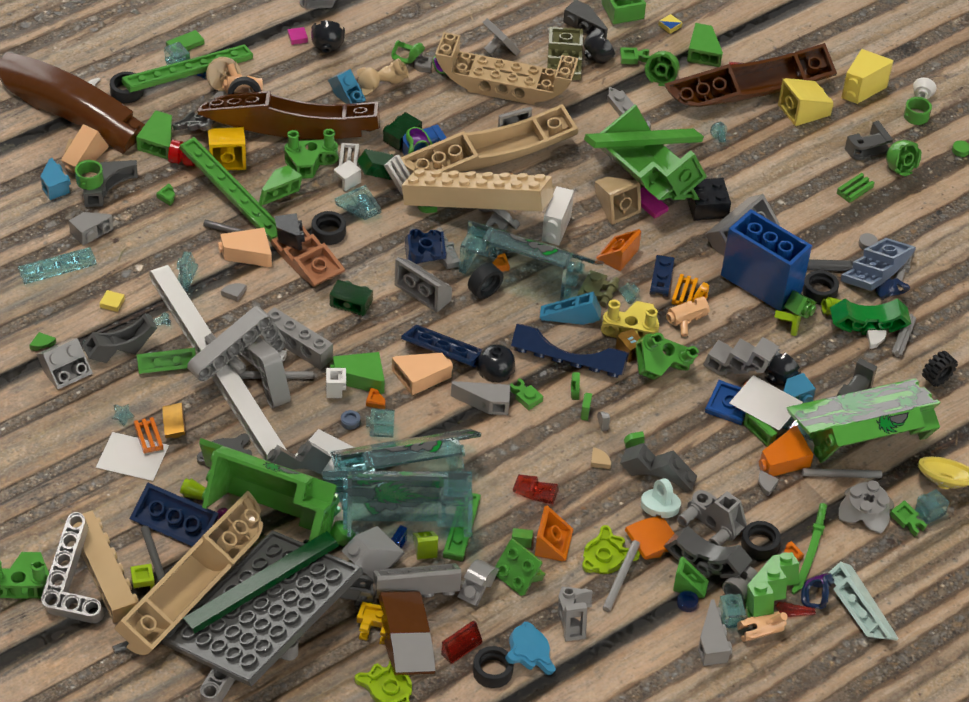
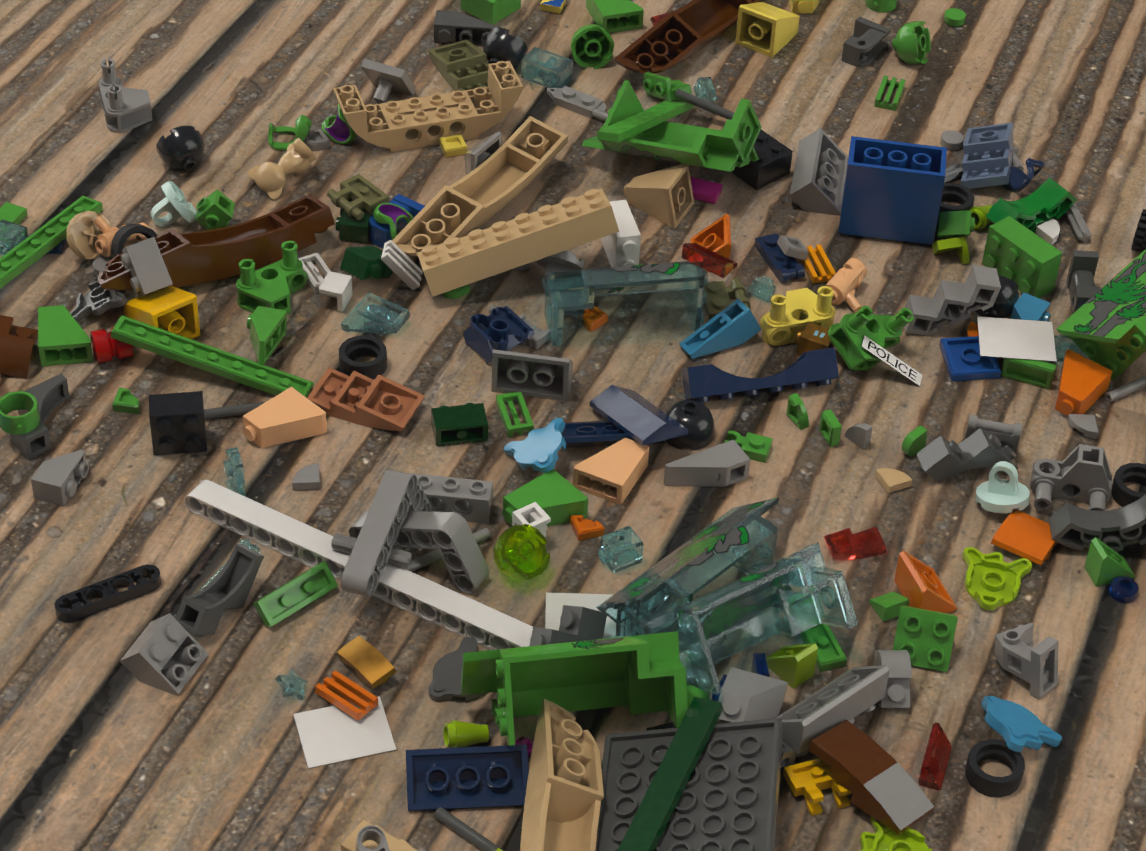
camera: 30 degrees left, 5 degrees down
(42, 341) = (109, 644): bright green tile -> none
(57, 265) = (50, 544): clear light blue plate -> none
(65, 308) = (109, 596): none -> black beam
(112, 301) = (161, 554): light yellow tile -> none
(178, 221) = (177, 423): none -> black brick
(228, 111) = (146, 267): none -> light grey brick
(290, 230) = (327, 377): black slope -> none
(294, 72) = (174, 204): none -> light aqua tile
(297, 35) = (139, 164): dark pink tile -> none
(313, 88) = (214, 211): none -> bright green brick
(314, 396) = (521, 553): none -> clear neon green cylinder
(346, 87) = (251, 196): dark azure slope -> none
(350, 419) = (576, 564): sand blue tile -> none
(378, 335) = (539, 447): none -> dark azure tile
(390, 316) = (517, 427): none -> bright green tile
(411, 115) = (363, 194): none -> olive plate
(464, 341) = (636, 415): none -> slope
(485, 280) = (602, 339): black tyre -> none
(510, 103) = (453, 145): none -> light yellow tile
(577, 255) = (707, 259): none -> clear red slope
(619, 72) = (546, 68): none -> clear light blue brick
(621, 576) = (1034, 591): light grey bar -> none
(632, 55) = (551, 45): bright green plate -> none
(667, 379) = (892, 360): none -> white sticker
(672, 272) = (792, 247): none -> light grey tile
(689, 120) = (662, 86): none -> bright green bracket
(696, 464) = (1006, 433): none -> light grey plate
(702, 291) = (840, 256): light orange tile -> none
(711, 150) = (701, 103): none -> dark grey piece
(825, 348) = (1022, 257): none -> bright green brick

